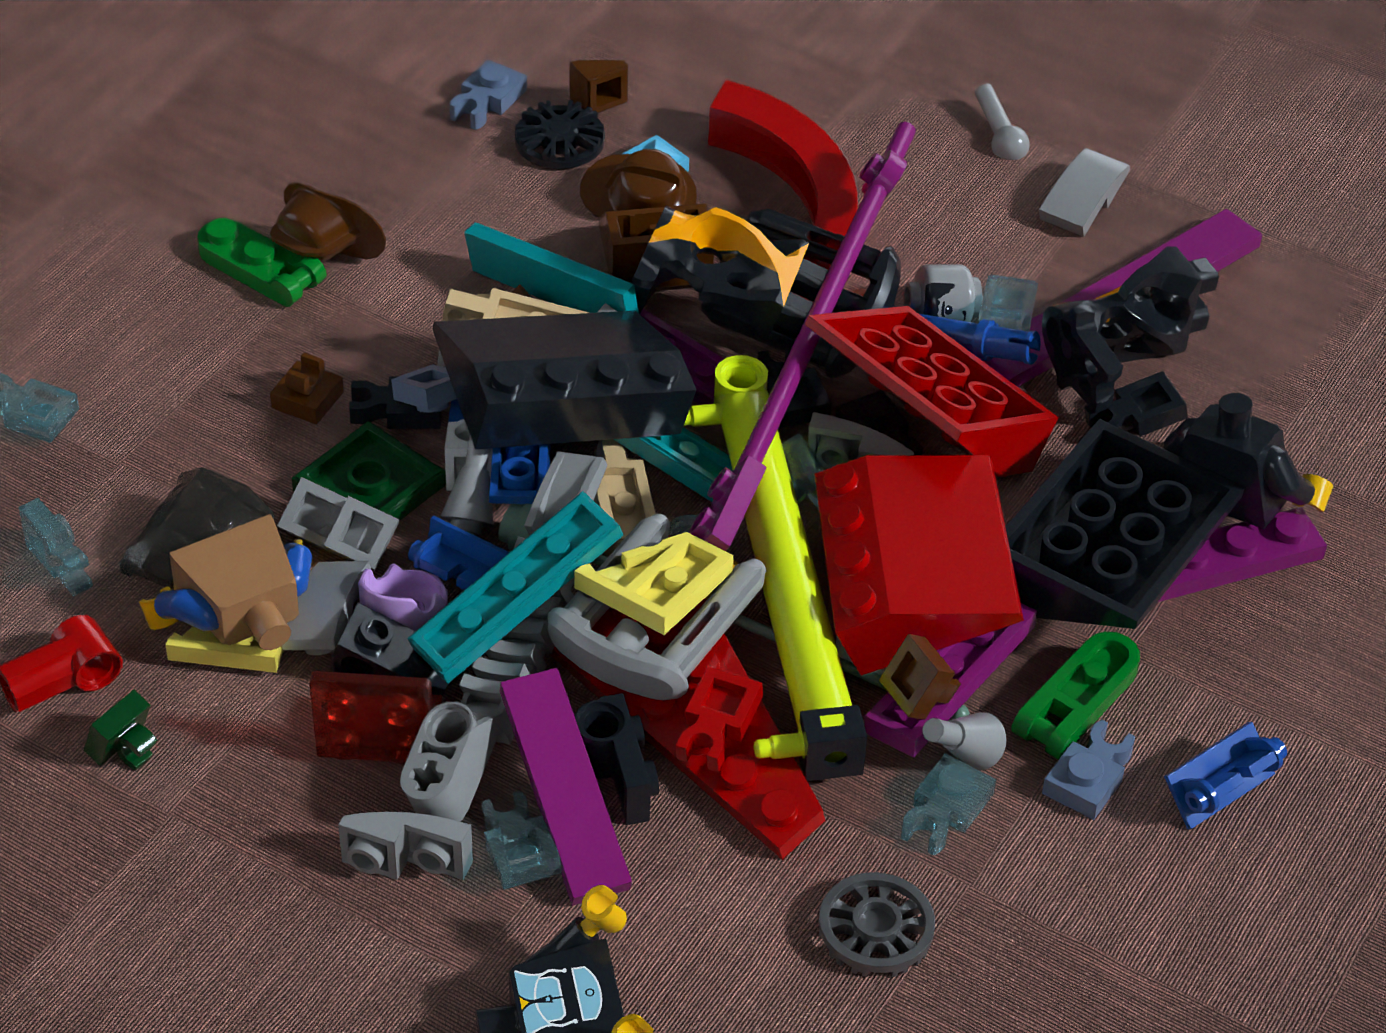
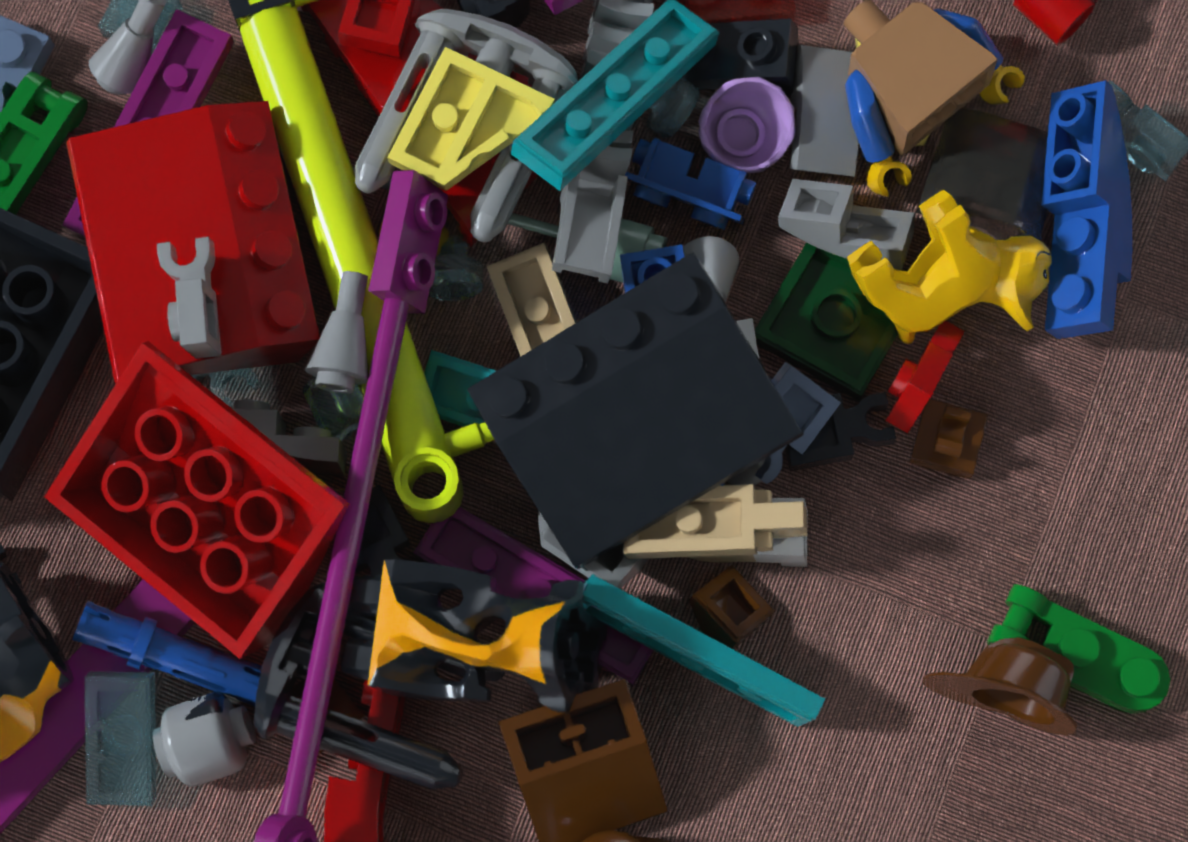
camera: 175 degrees right, 30 degrees up
(133, 485) = (1092, 208): none -> blue slope
(266, 448) = (953, 272): none -> yellow animal
(316, 403) = (917, 382): none -> red plate
(798, 448) = (341, 350): none -> light grey cone
(918, 460) = (195, 313): none -> light grey plate
(919, 677) = (175, 59): reddish brown tile -> none

